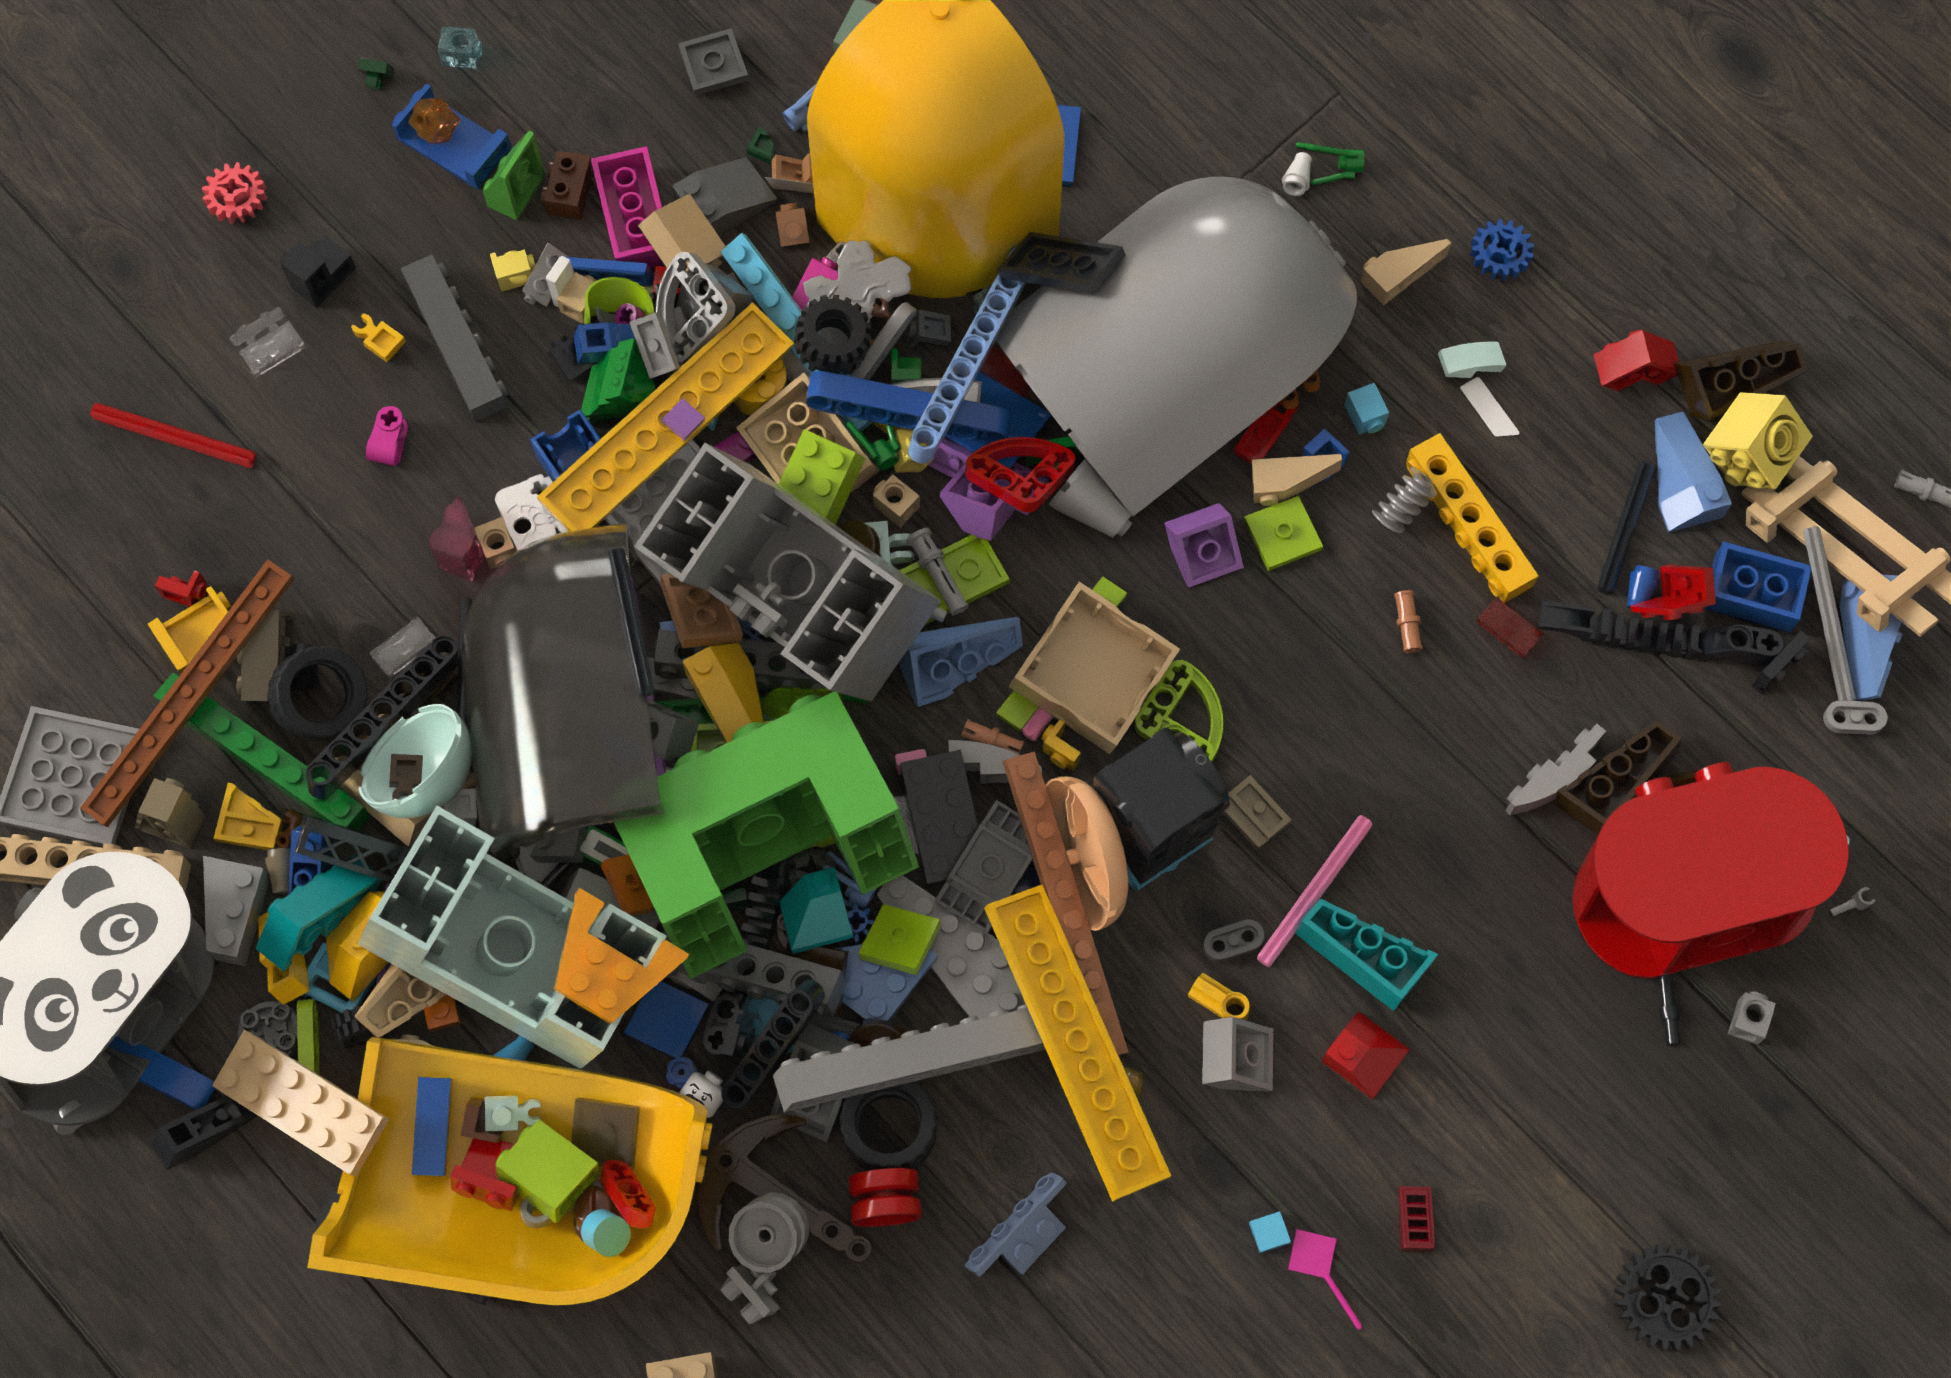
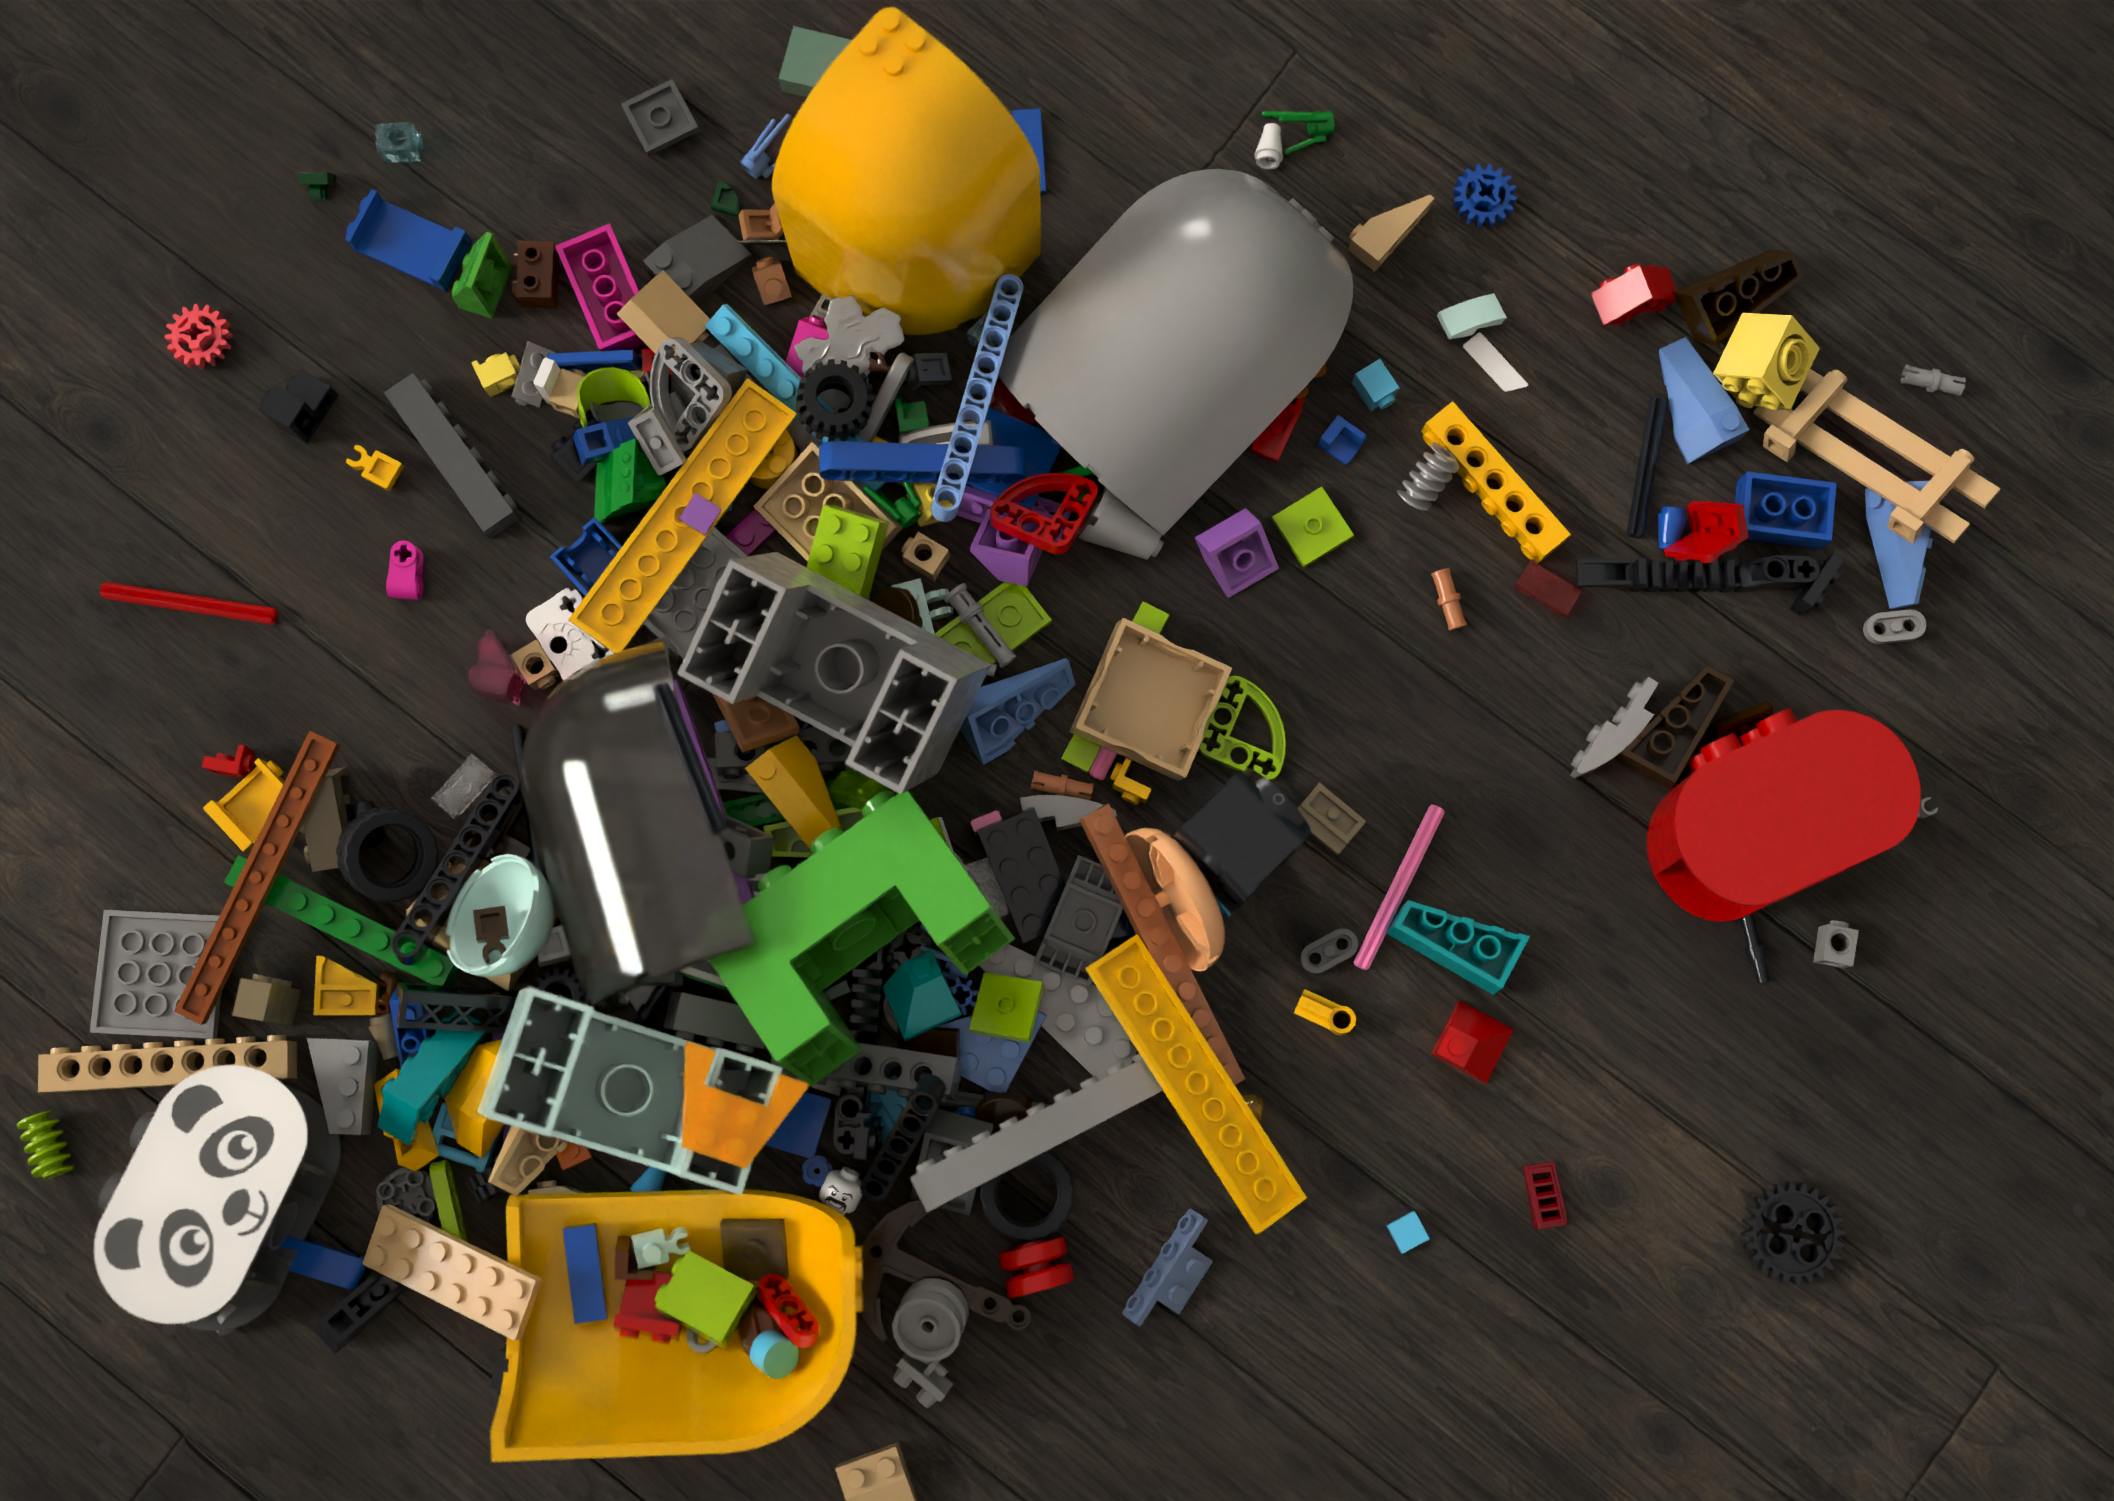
camera: 10 degrees left, 10 degrees up
(270, 349) = (269, 495): clear plate -> none
(434, 120) = (387, 227): clear orange brick -> none
(623, 312) = (618, 406): magenta bush -> none
(627, 885) = (726, 1004): orange plate -> none
(746, 602) = (800, 702): light grey hips -> none
(1062, 262) = (1053, 290): black plate -> none
(1237, 1055) = (1350, 1065): light grey slope -> none
(1282, 478) = (1304, 471): tan slope -> none
(1313, 1256) = (1453, 1247): dark pink piece -> none
(1829, 614) = (1858, 528): light grey axle -> none

